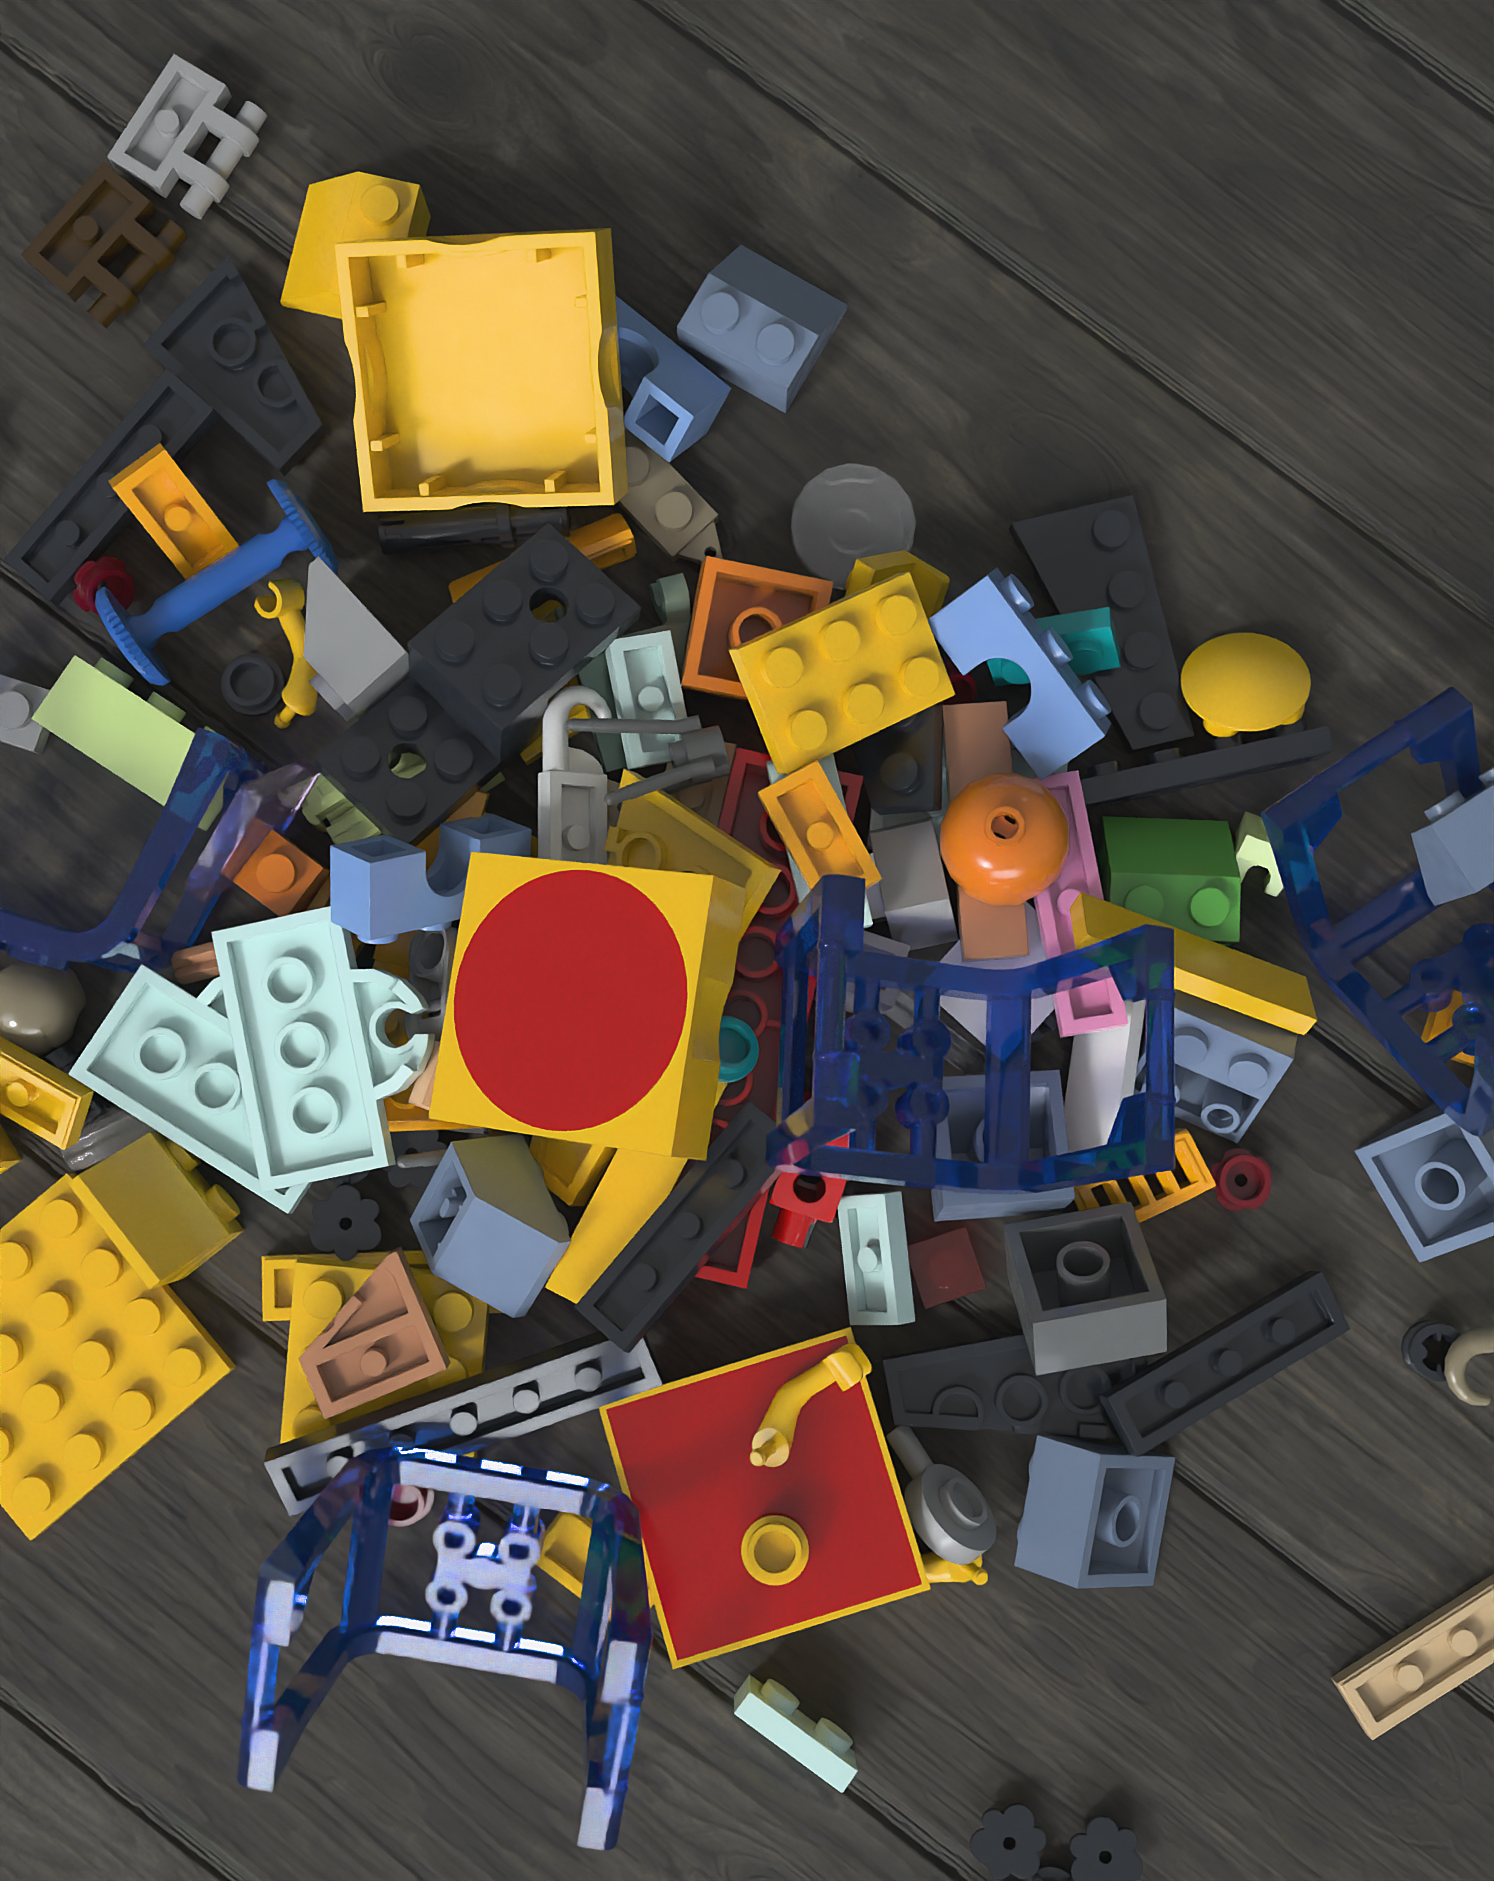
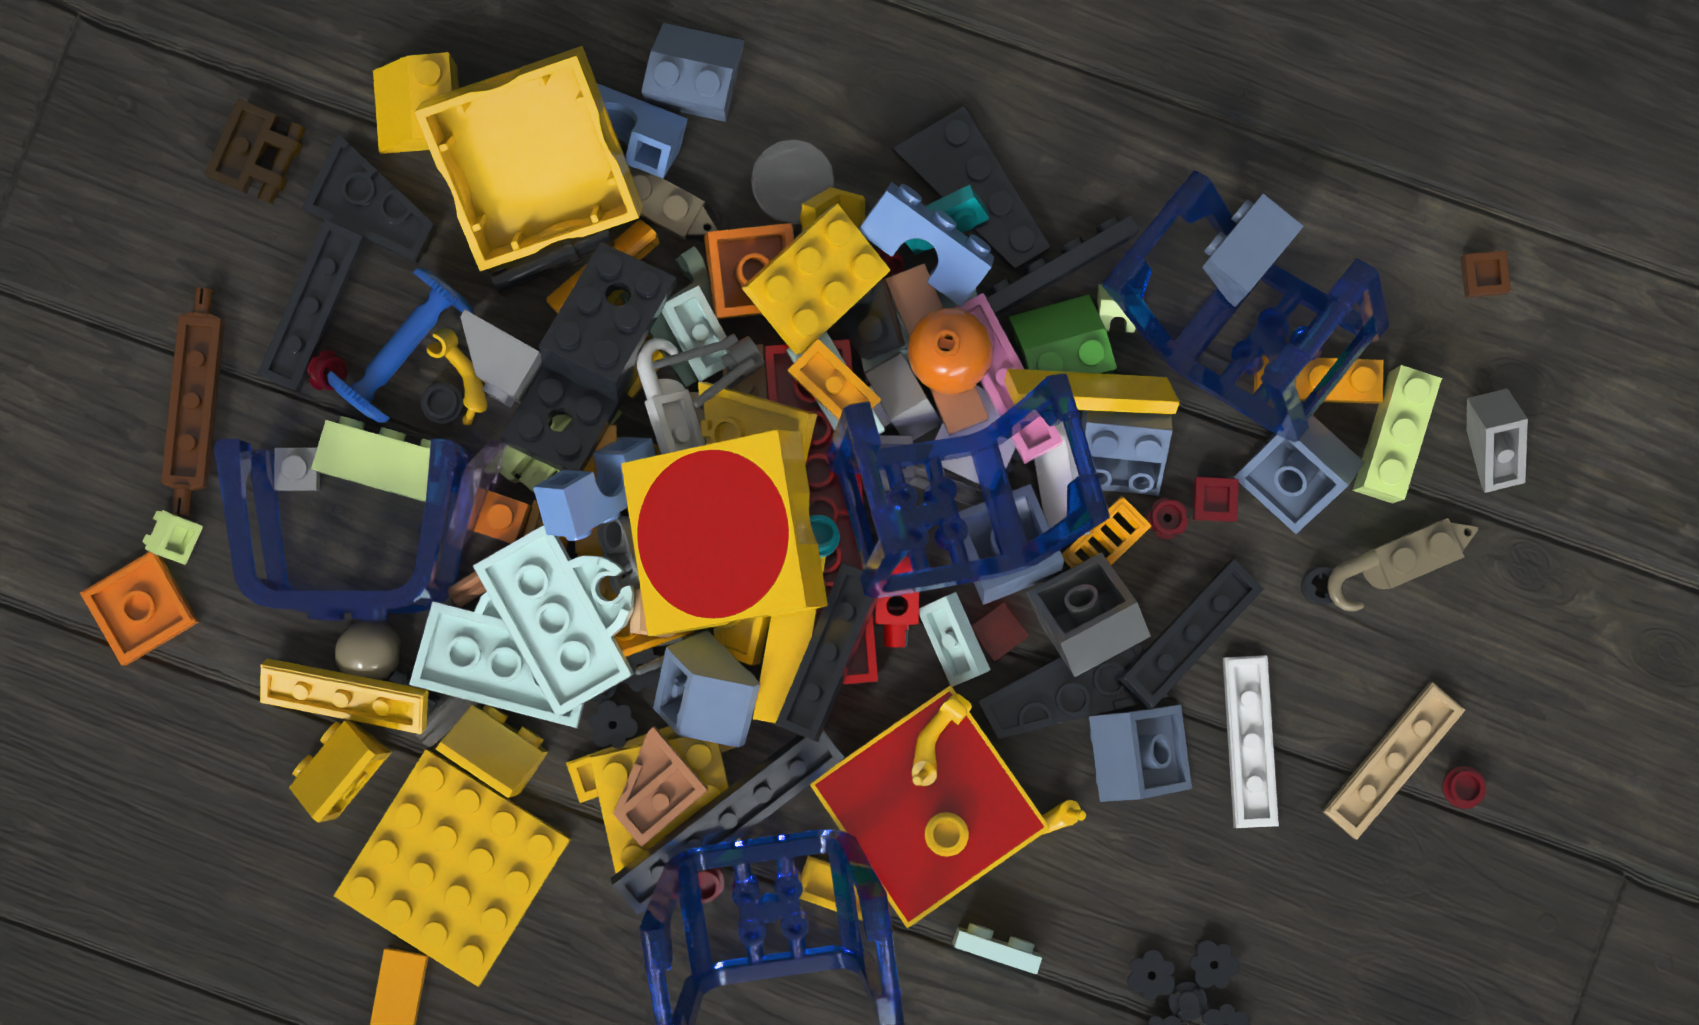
camera: 20 degrees left, 0 degrees up
(172, 126) = (273, 60): light grey plate -> none
(173, 512) = (358, 310): light orange plate -> none
(943, 1503) = (1043, 777): light grey piece -> none
(1245, 683) = (1071, 204): yellow dish -> none
(1259, 1544) = (1250, 741): none -> white tile
(1319, 1176) = (1215, 499): none -> dark red plate

